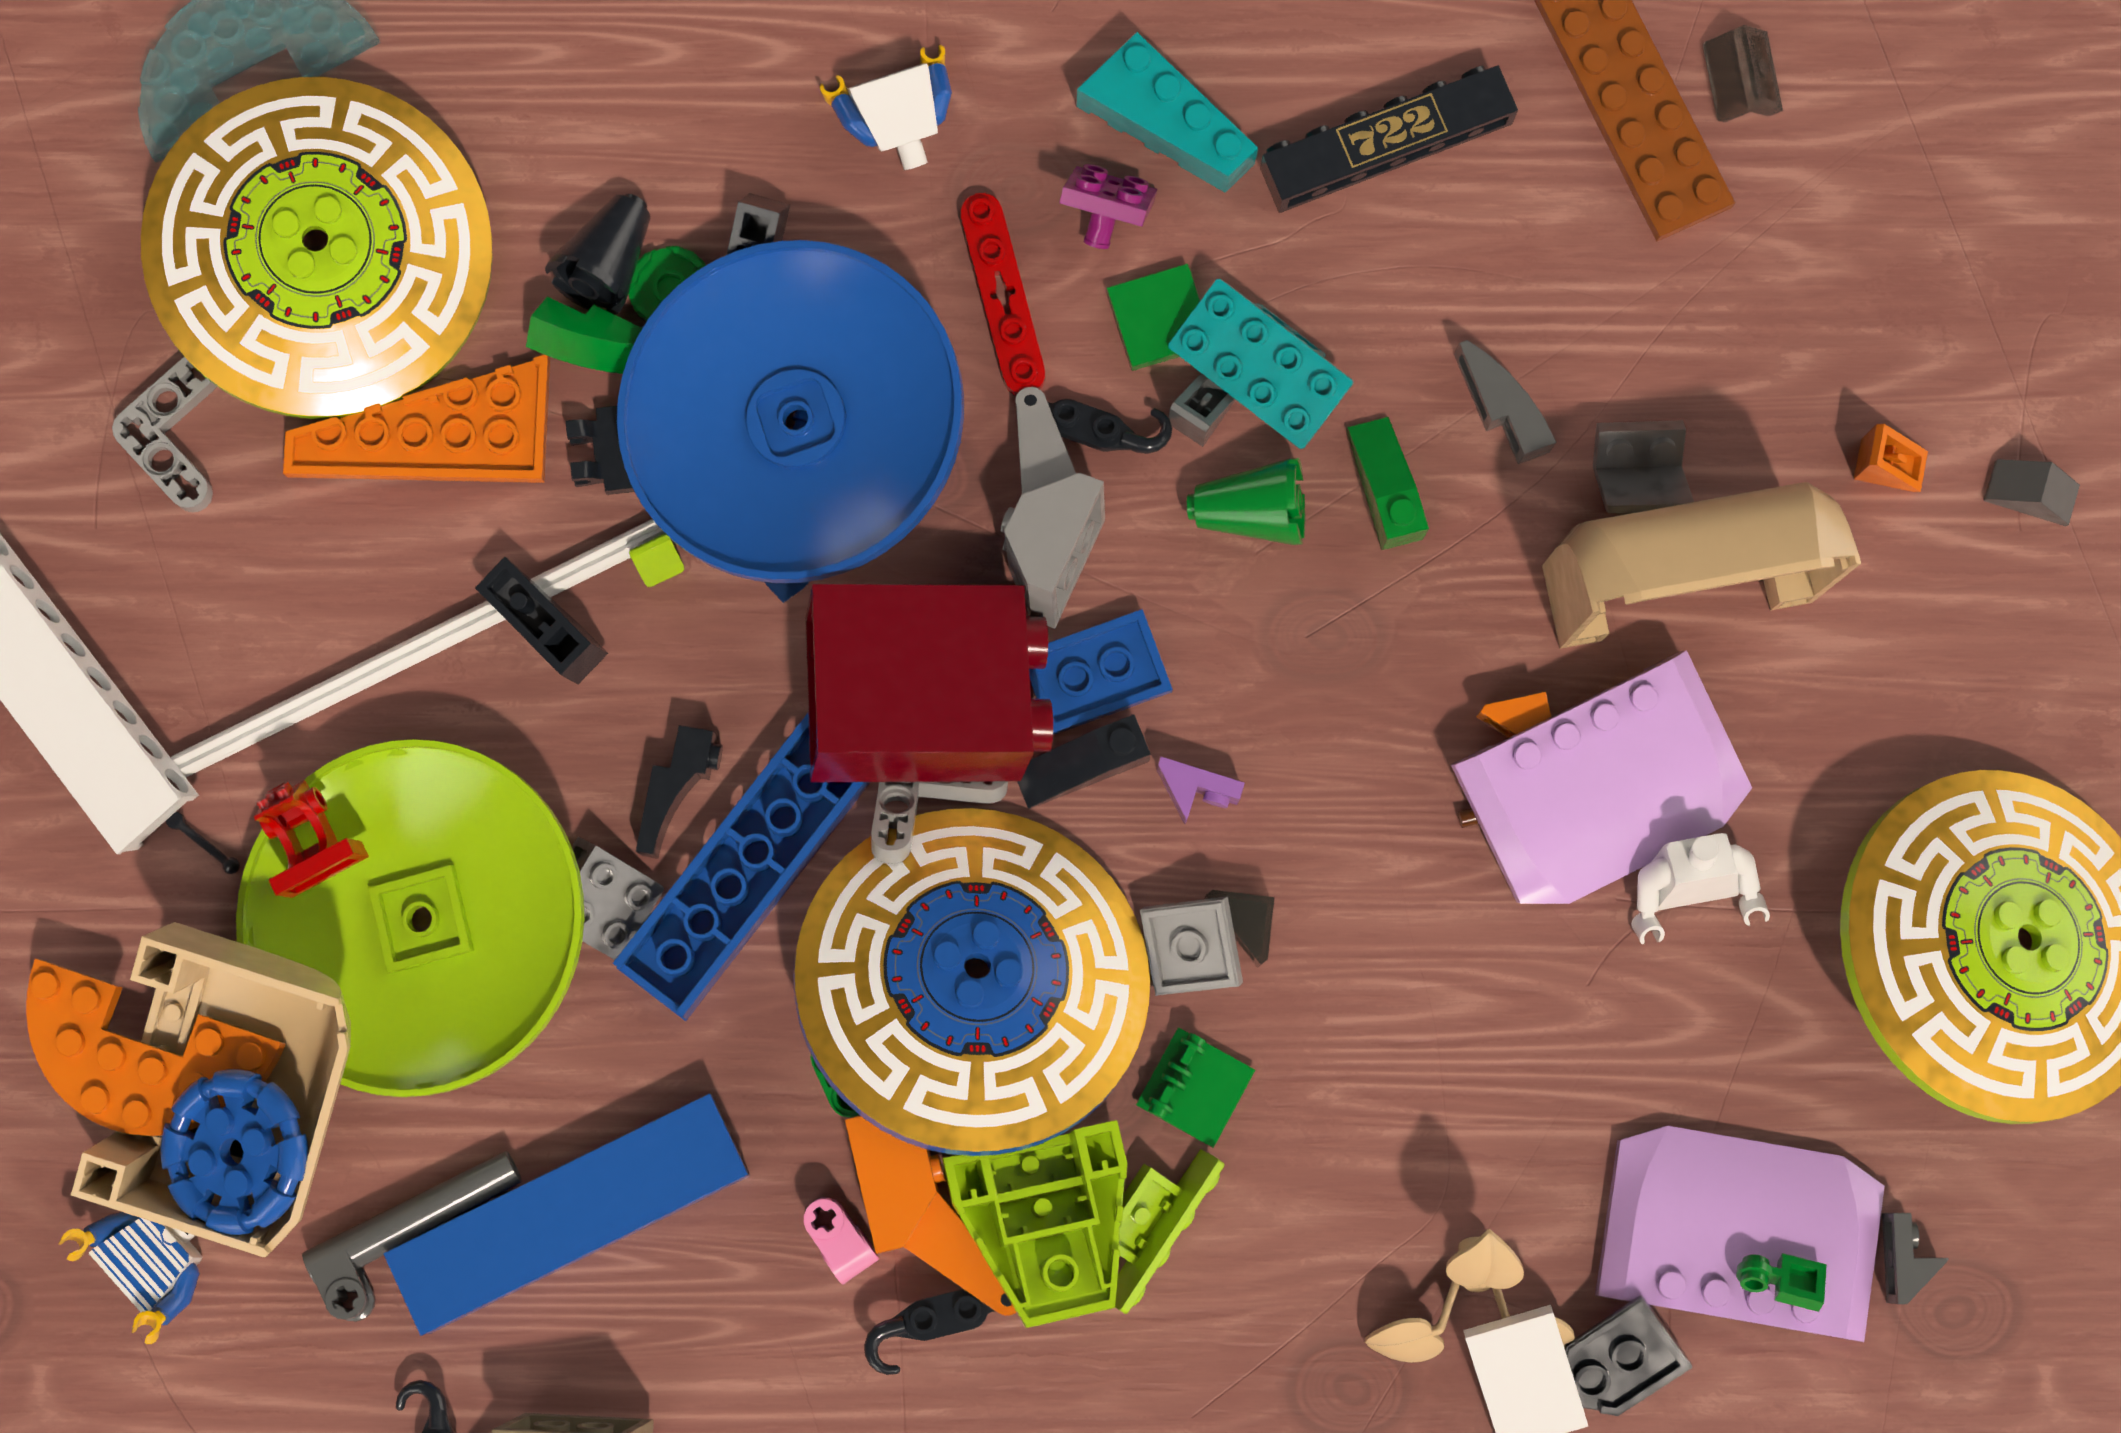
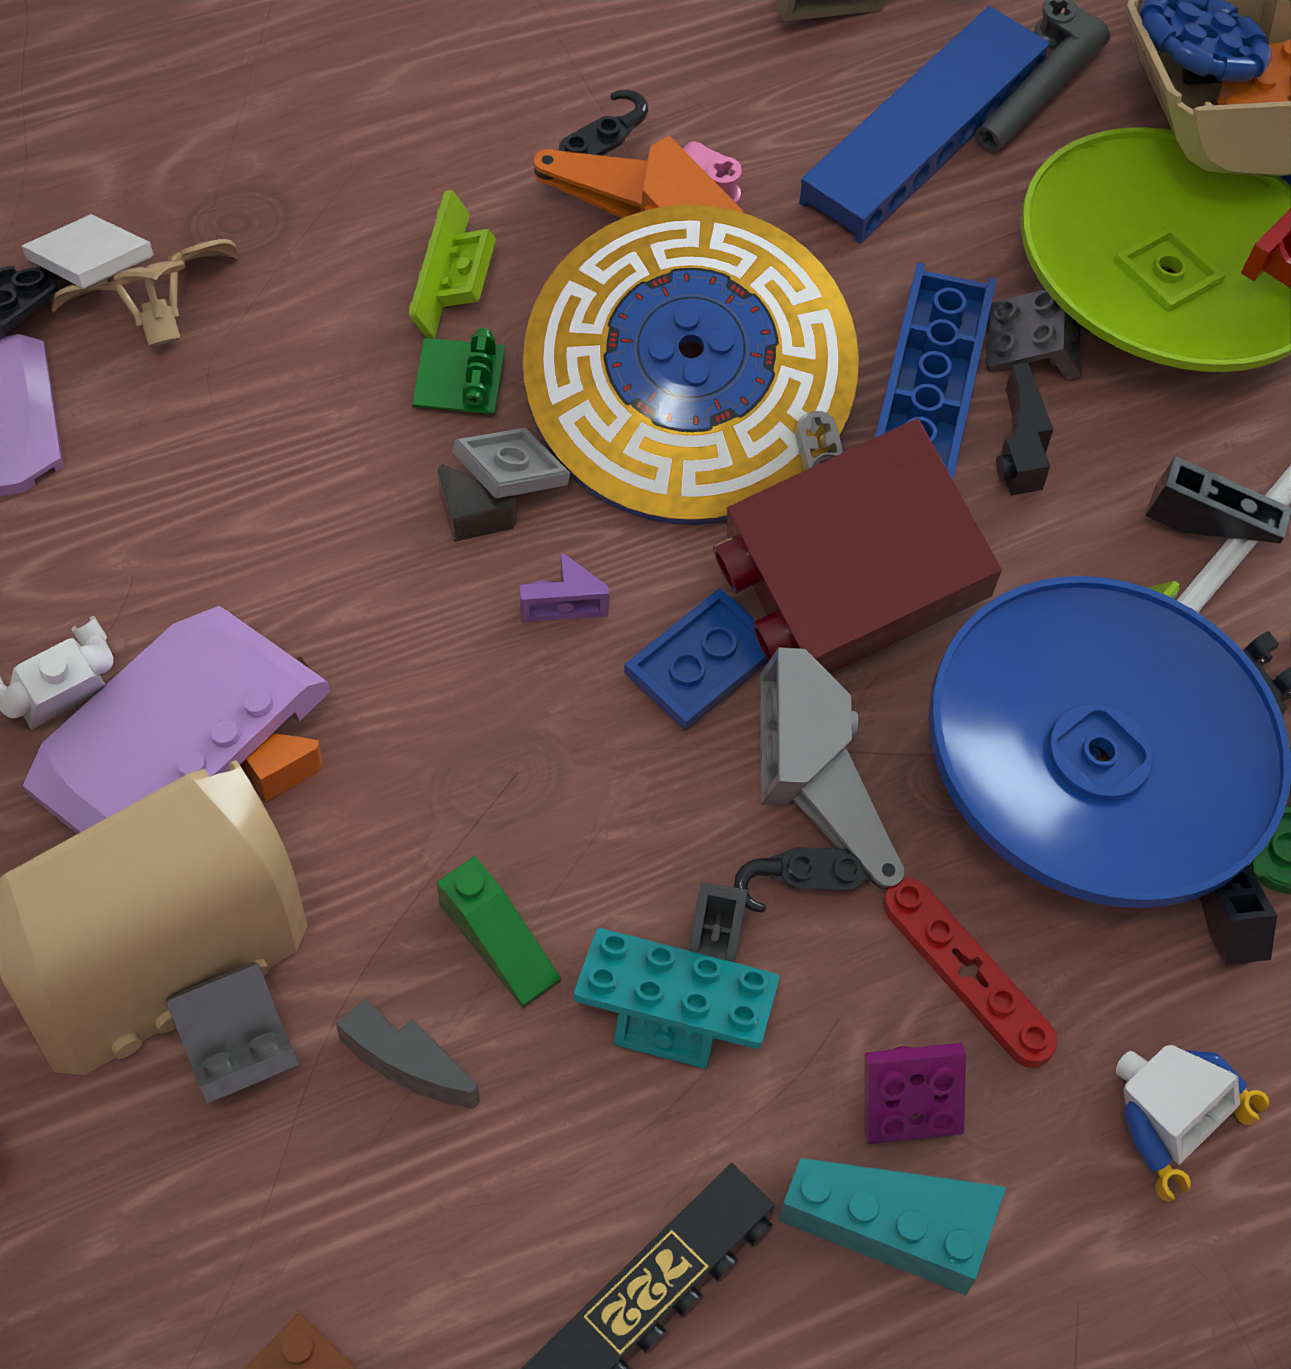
camera: 155 degrees right, 20 degrees down
(1048, 1220) = (534, 212): lime wedge -> none
(1084, 761) = (668, 585): black slope -> none
(1152, 312) = (809, 1013): green tile -> none
(1254, 503) = (619, 852): green cone -> none

